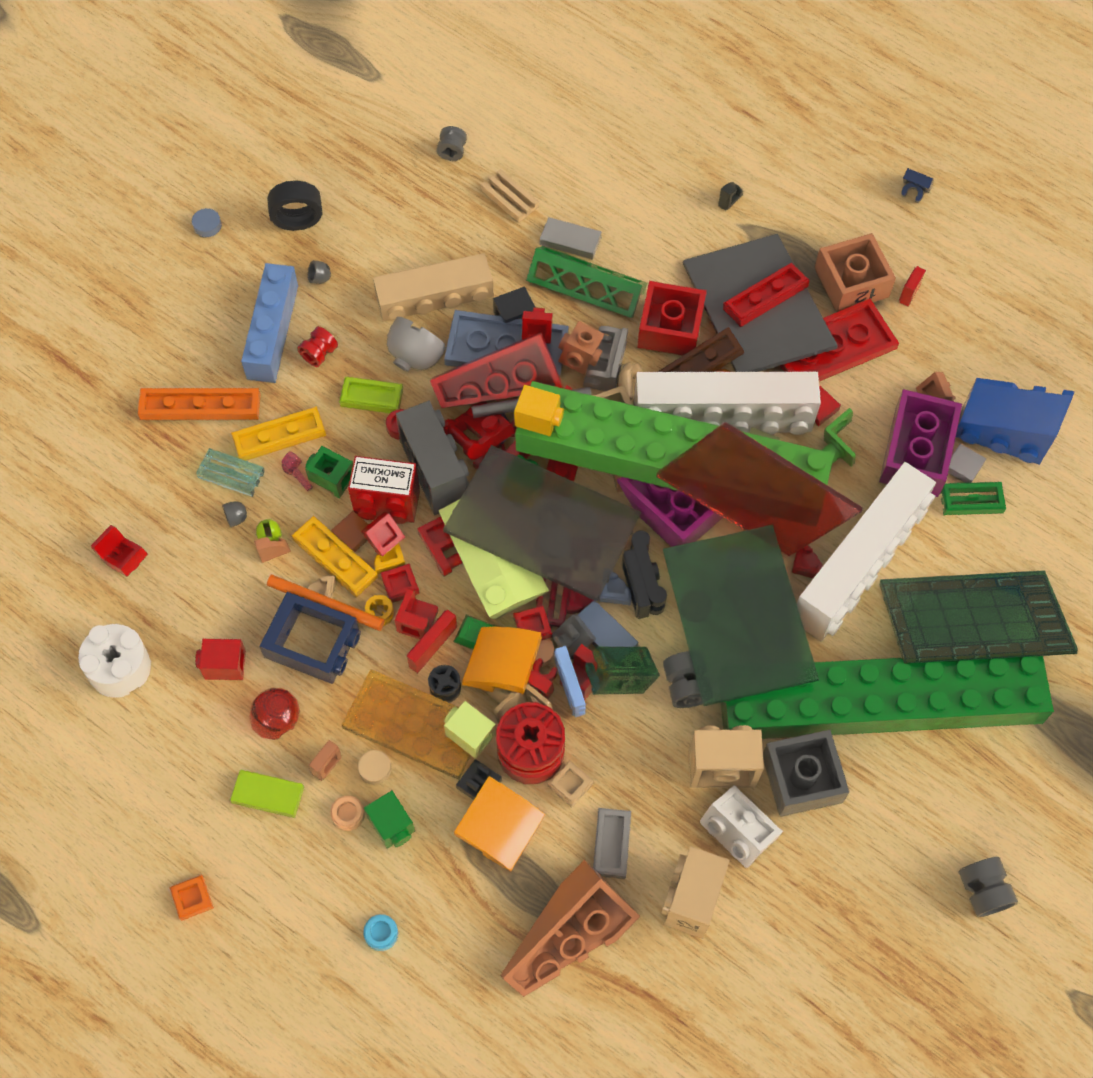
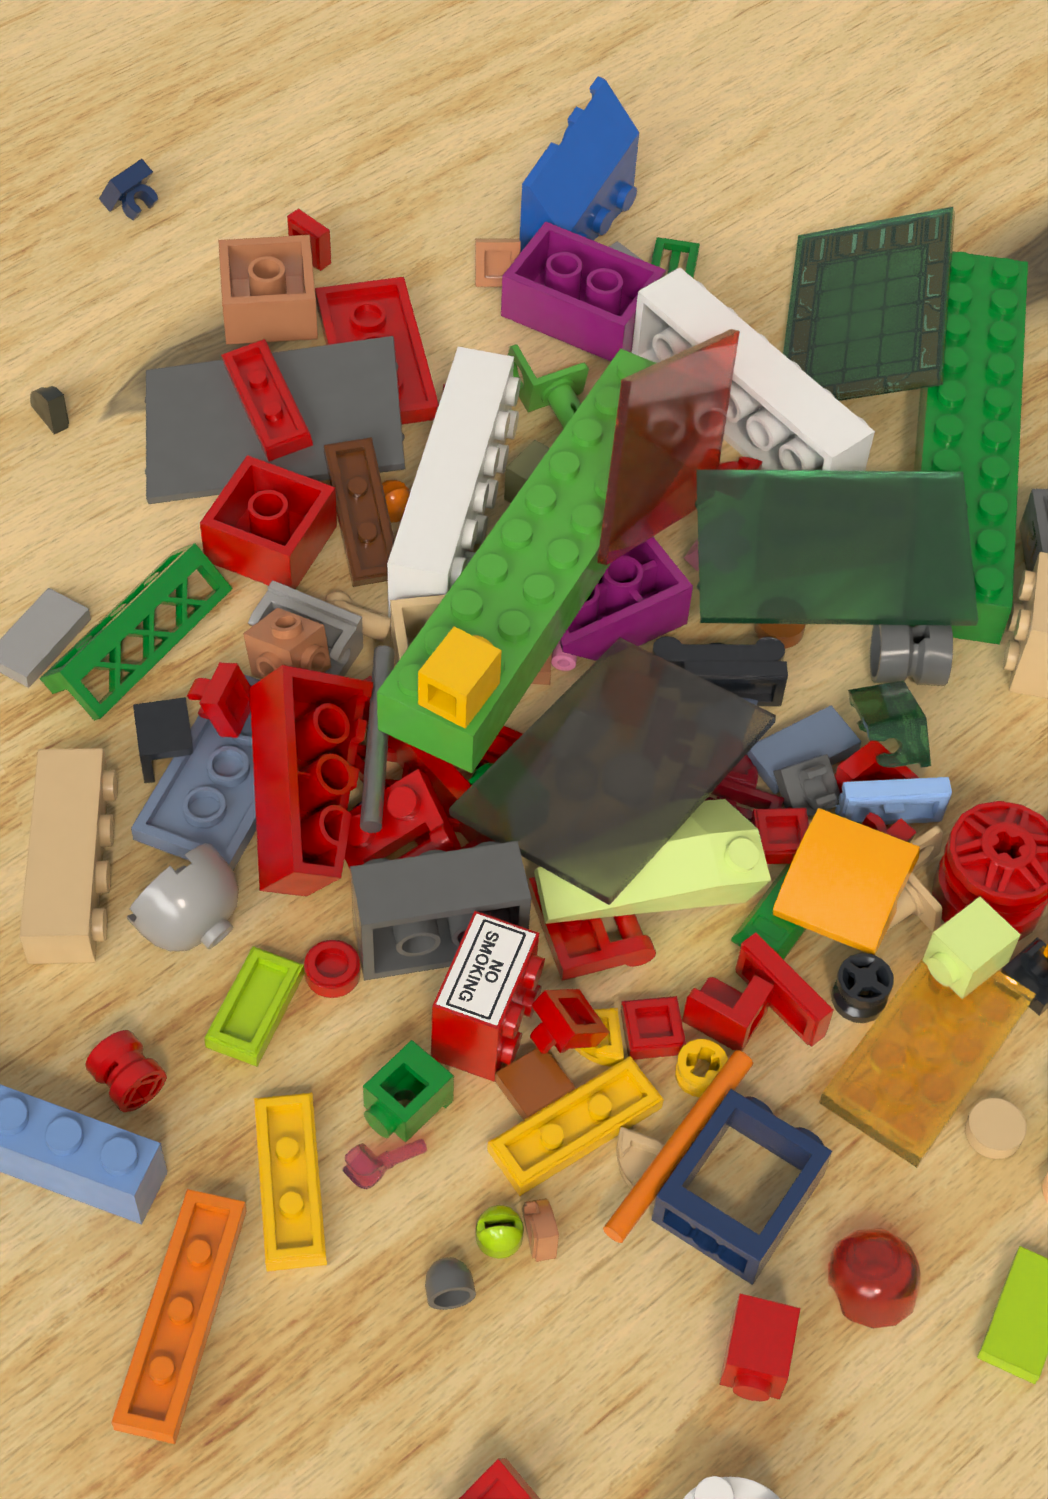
camera: 80 degrees left, 10 degrees down
(226, 482) = (320, 1323): clear light blue tile -> none
(325, 760) = (983, 1198): nougat tile -> none

